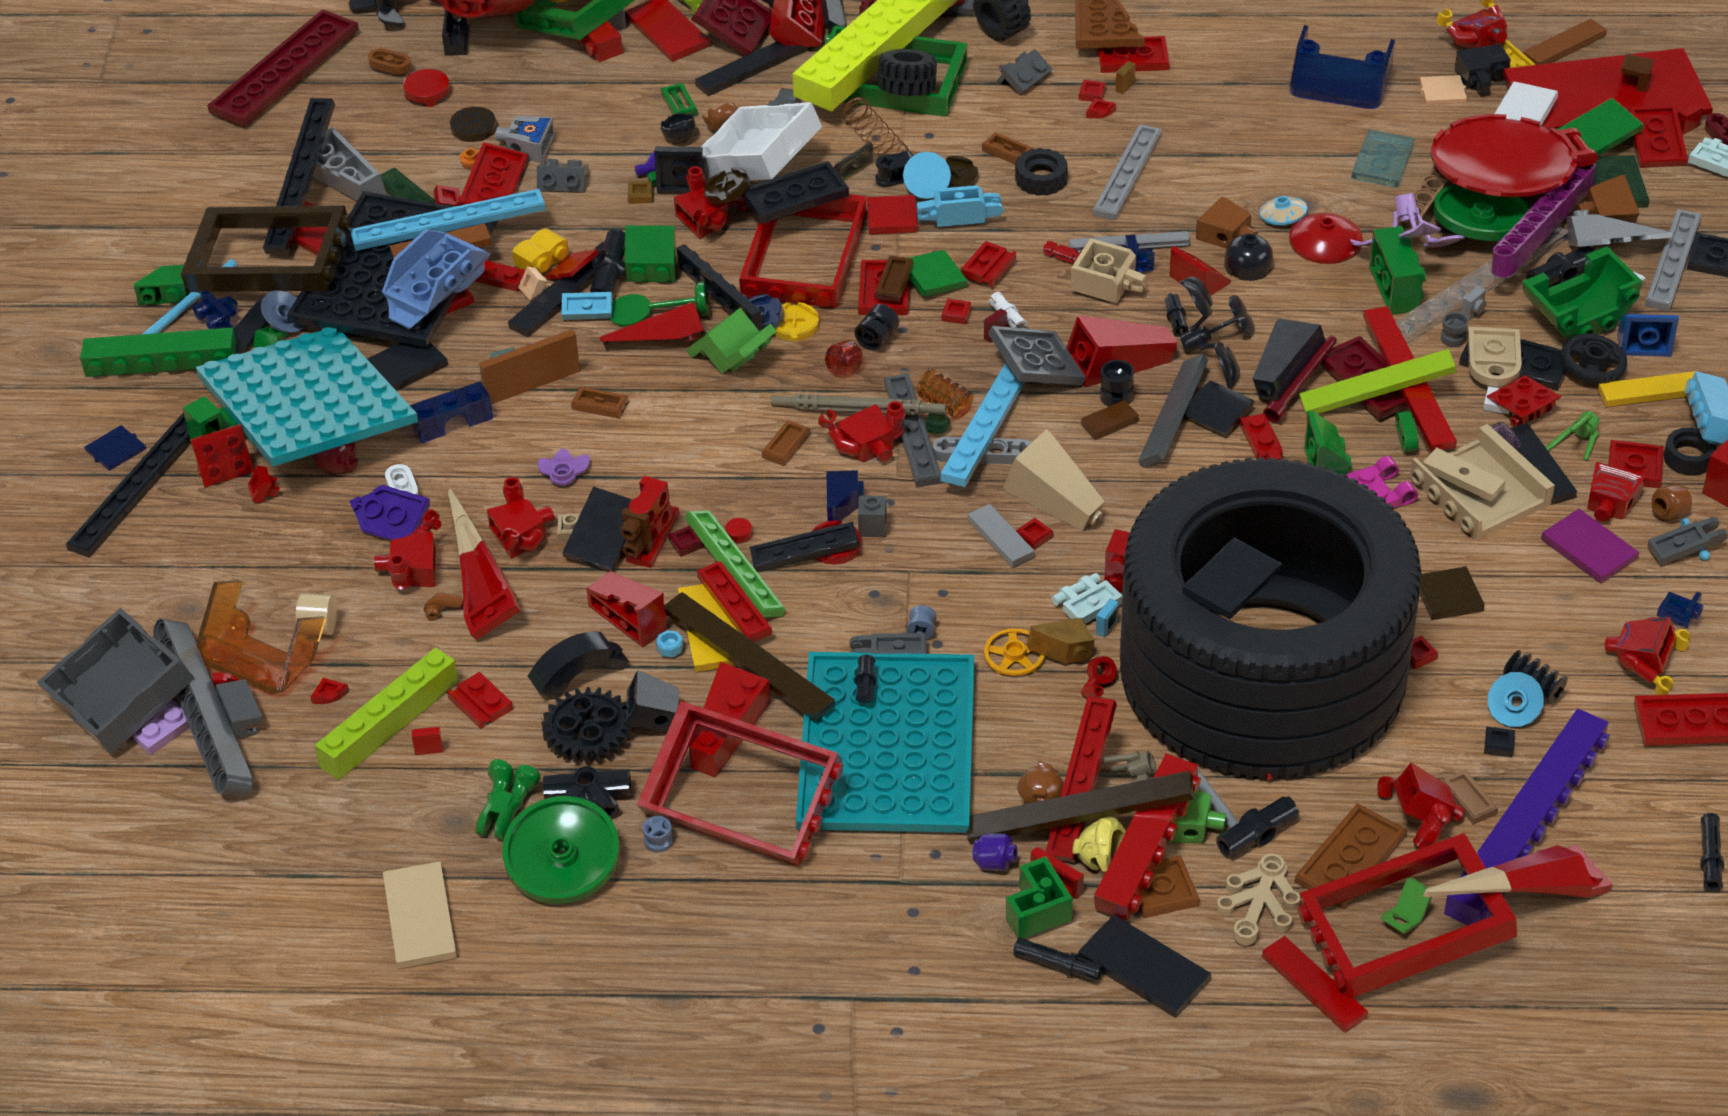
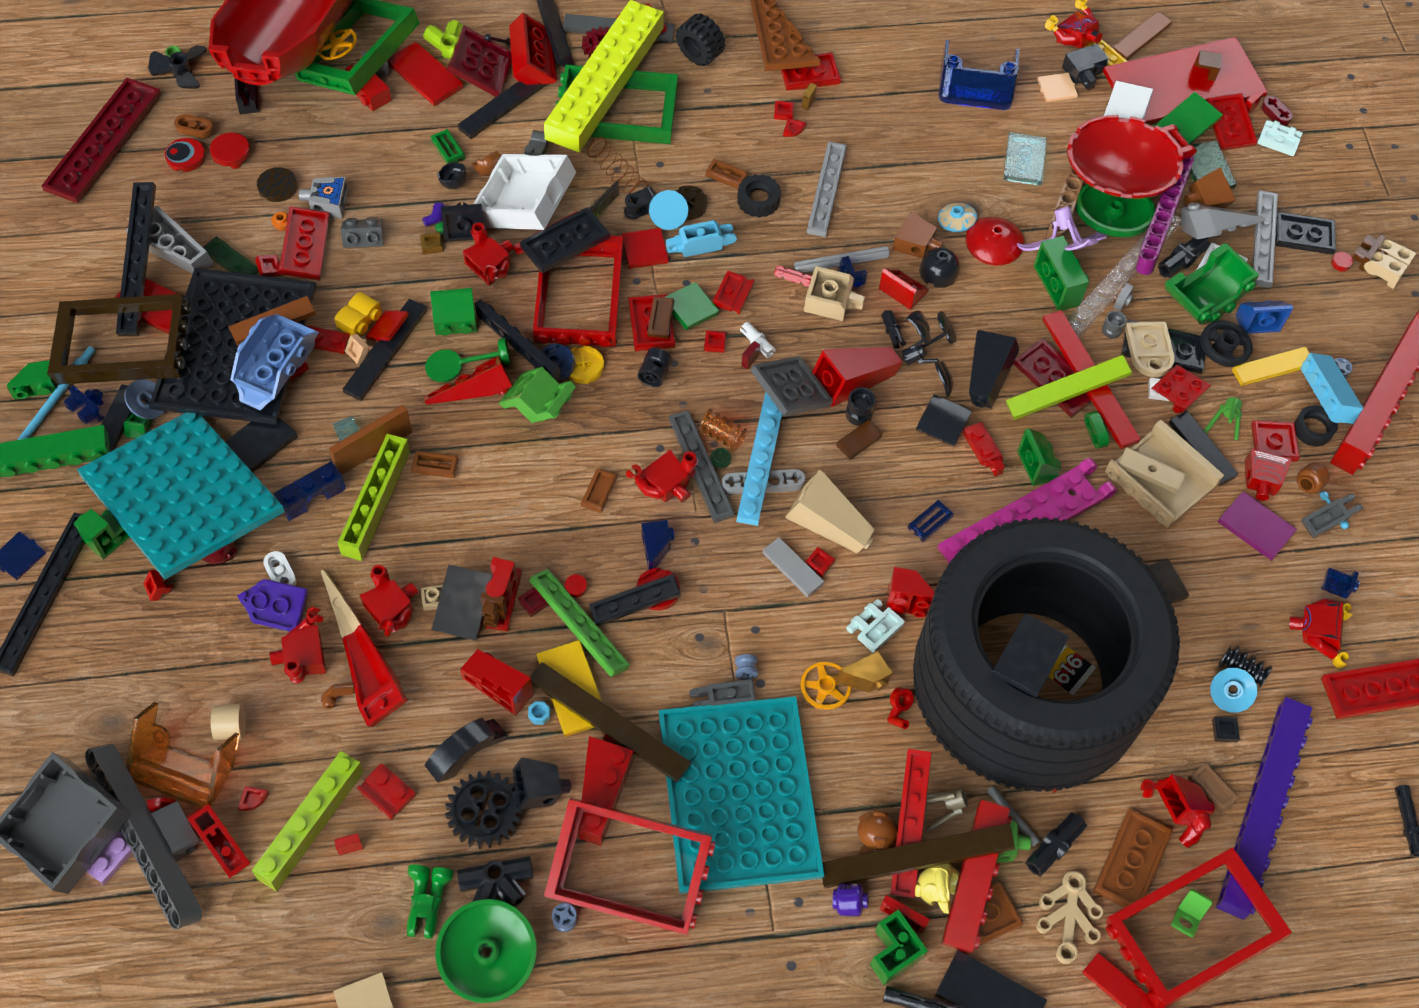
camera: 15 degrees left, 15 degrees up
(222, 455) = (116, 561): red hinge -> none
(282, 719) = (218, 840): none -> red slope
(374, 88) = (184, 154): none -> tile
(447, 219) = (273, 293): medium azure tile -> none
(522, 422) = (374, 497): none -> lime brick
(563, 467) = (414, 534): medium lavender plate -> none
(586, 305) = (407, 366): medium azure plate -> none
(609, 262) = (419, 324): black piece -> none
(726, 186) = (507, 239): dark brown tile -> none
(734, 601) = (587, 665): red tile -> none
(843, 357) = (632, 400): clear red head -> none
(854, 404) = (619, 447): dark tan axle -> none
(865, 679) = (712, 737): black axle -> none
(872, 516) = (686, 562): dark grey brick -> none
(907, 72) = (636, 111): black tyre -> none
(1026, 71) = (728, 96): dark grey bracket -> none
(1107, 618) = (896, 644): medium azure tile -> none
(1173, 411) = (909, 427): dark grey tile -> none
(1276, 410) = (990, 418): dark red piece -> none
(1505, 432) = (1177, 427): clear purple arm -> none
(1547, 871) = (1297, 869): red plate -> none

